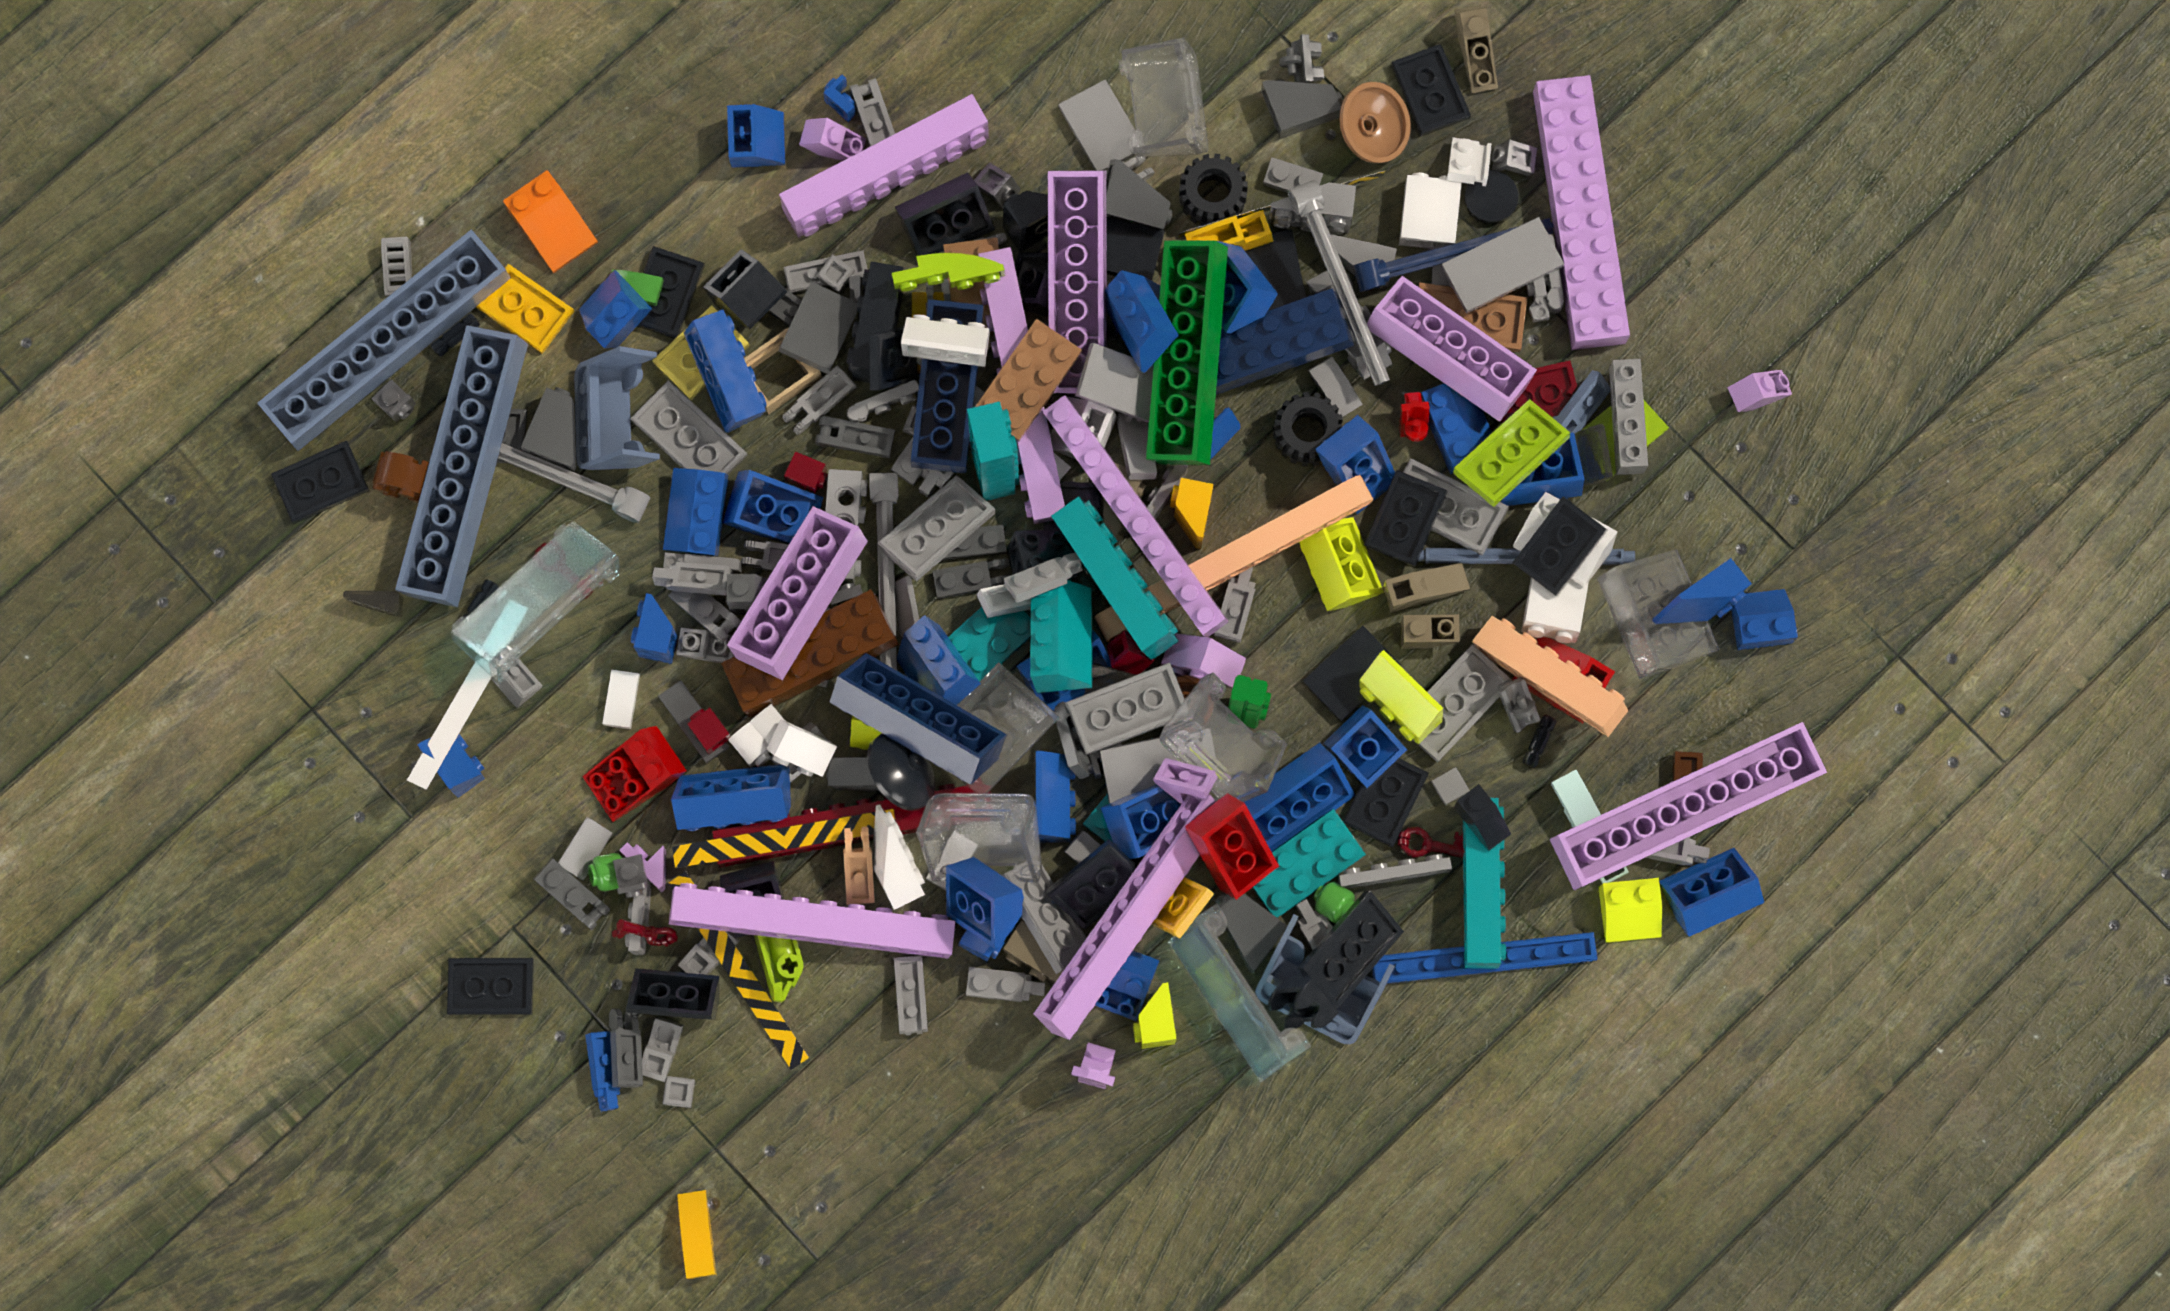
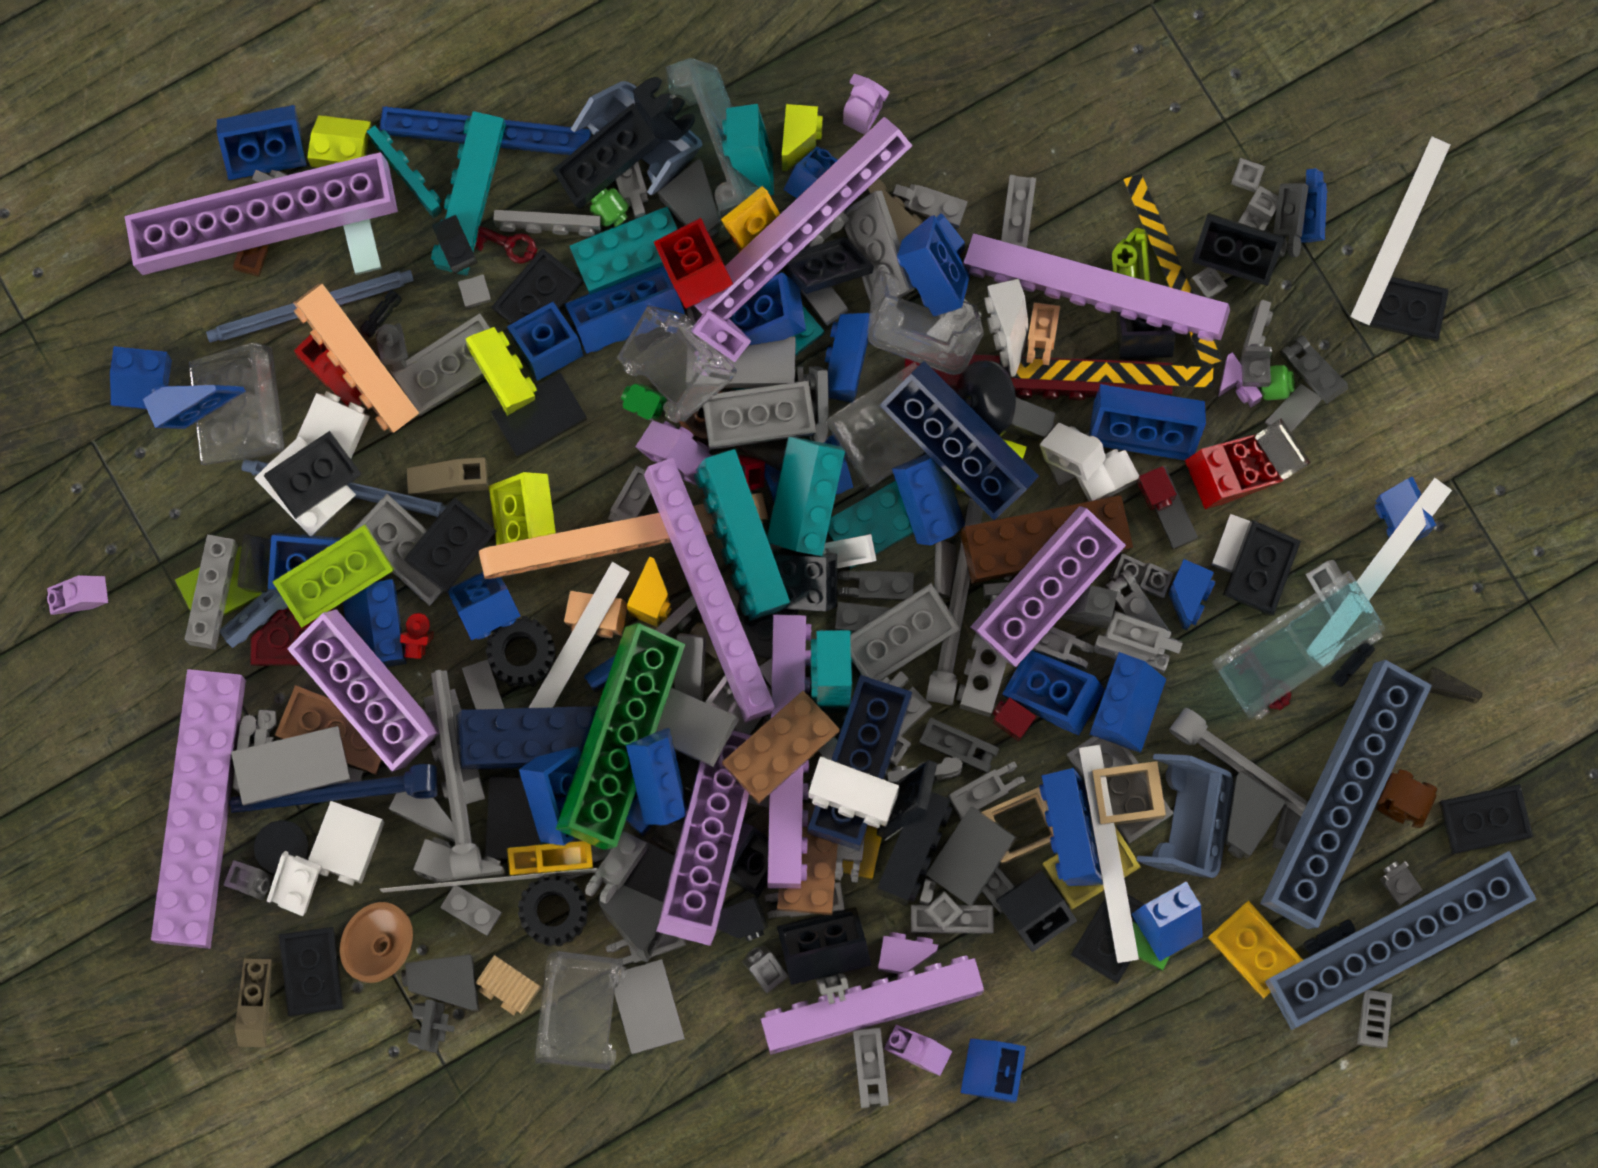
camera: 165 degrees left, 0 degrees up
(507, 1067) = (1400, 231): none -> white sticker
(550, 221) = (1215, 1029): orange slope -> none
(587, 679) = (1261, 568): none -> black tile
(589, 802) = (1282, 449): none -> clear smoke slope
(649, 933) = (1248, 314): dark red piece -> none
(685, 356) = (1109, 860): none -> white sticker
(686, 442) = (1154, 790): none -> tan window
(696, 1235) = (1256, 44): yellow slope -> none
(841, 103) = (900, 1088): blue bracket -> none
(864, 225) = (904, 955): none -> lavender slope
(926, 169) = (831, 984): none -> light grey hinge
(958, 267) = (824, 868): lime slope -> none
(1043, 577) = (812, 549): light grey hinge -> none
(1152, 254) = (617, 866): none -> light grey hinge
(1203, 984) = (749, 145): none -> teal slope
(1239, 114) = (507, 985): none -> tan brick
(1243, 482) = (612, 622): none -> light nougat brick
(1253, 448) = (580, 637): none -> white sticker
(1429, 631) = (456, 433): dark tan slope -> none
(1563, 900) = (399, 162): none -> teal plate
(1600, 741) = (286, 313): none -> sand blue piece

